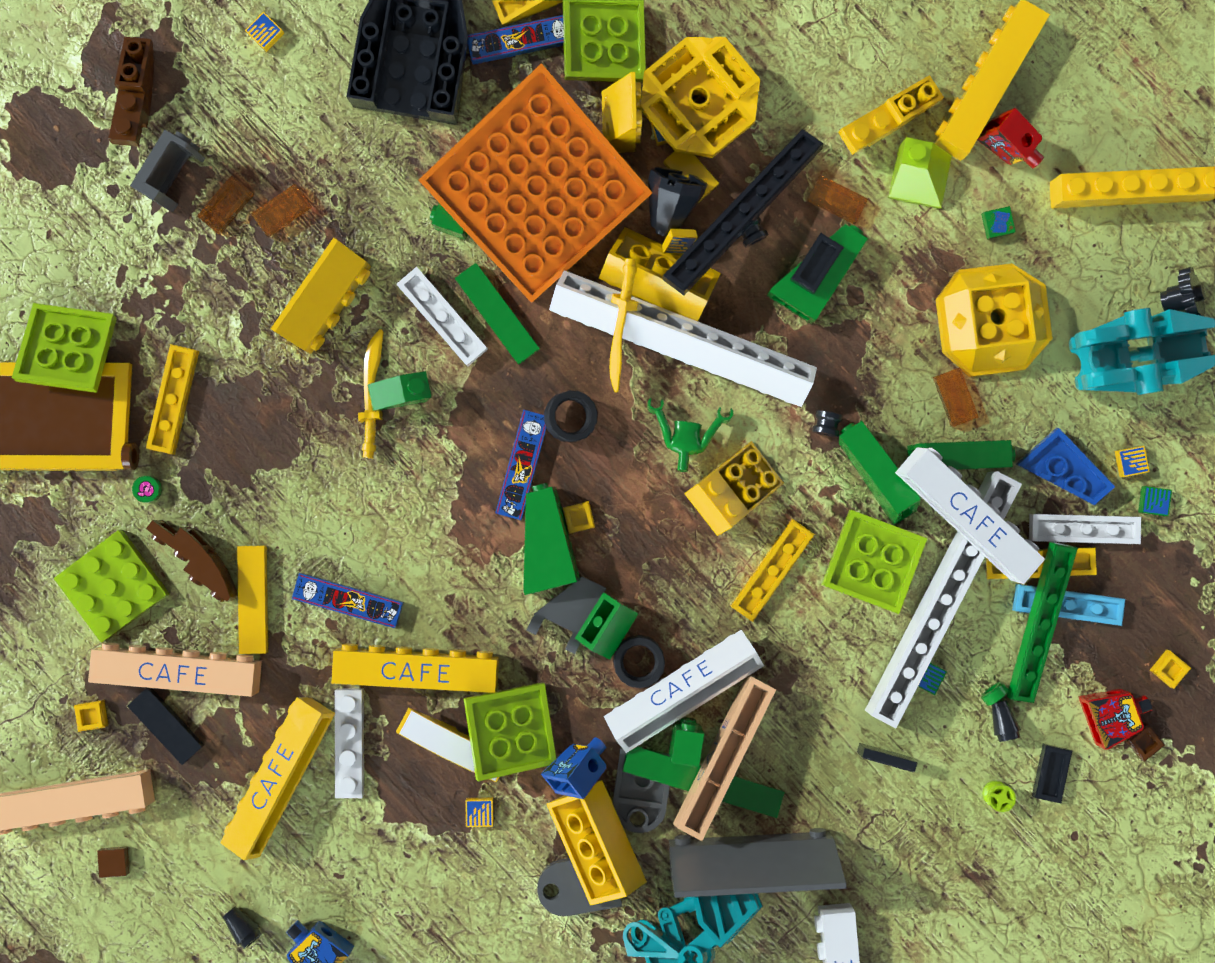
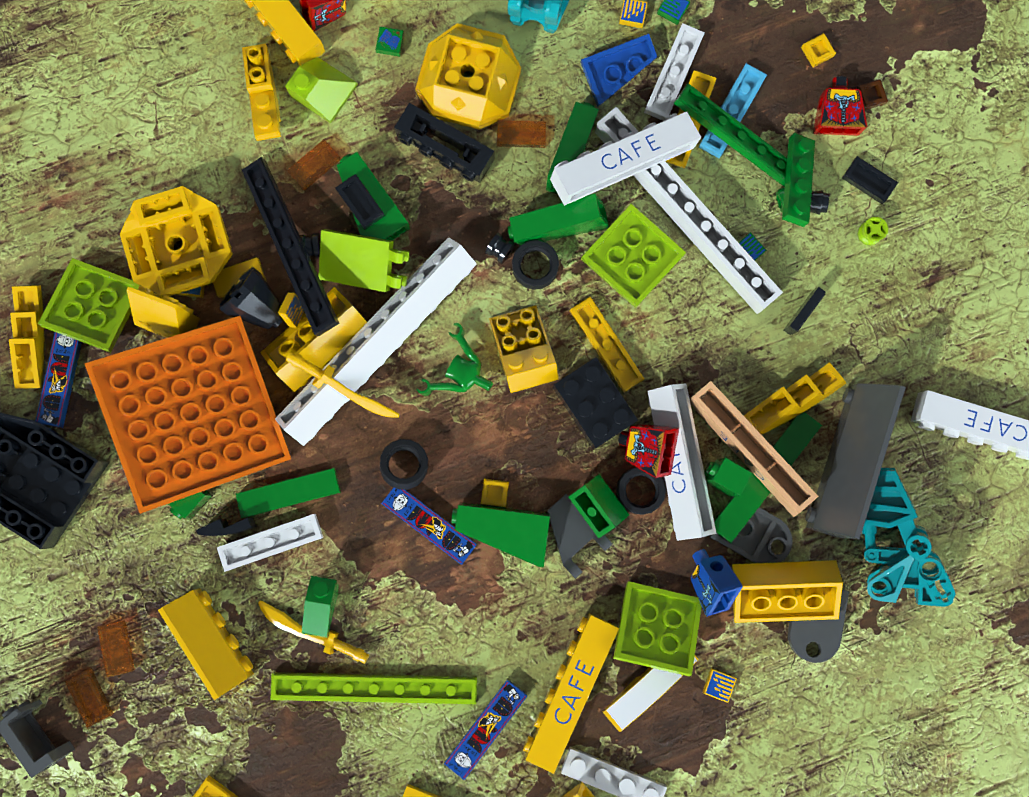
camera: 70 degrees left, 5 degrees down
(343, 476) = (373, 688): none -> lime tile
(437, 263) = (221, 527): none -> black slope
(684, 655) = (650, 448): none -> red torso
(707, 582) = (594, 403): none -> black brick
(756, 289) = (360, 261): none -> lime tile
(791, 781) = (796, 399): none -> yellow slope
(845, 466) = (535, 245): none -> black tyre
(902, 309) = (478, 155): none -> black brick
(1021, 700) = (798, 180): none -> green plate

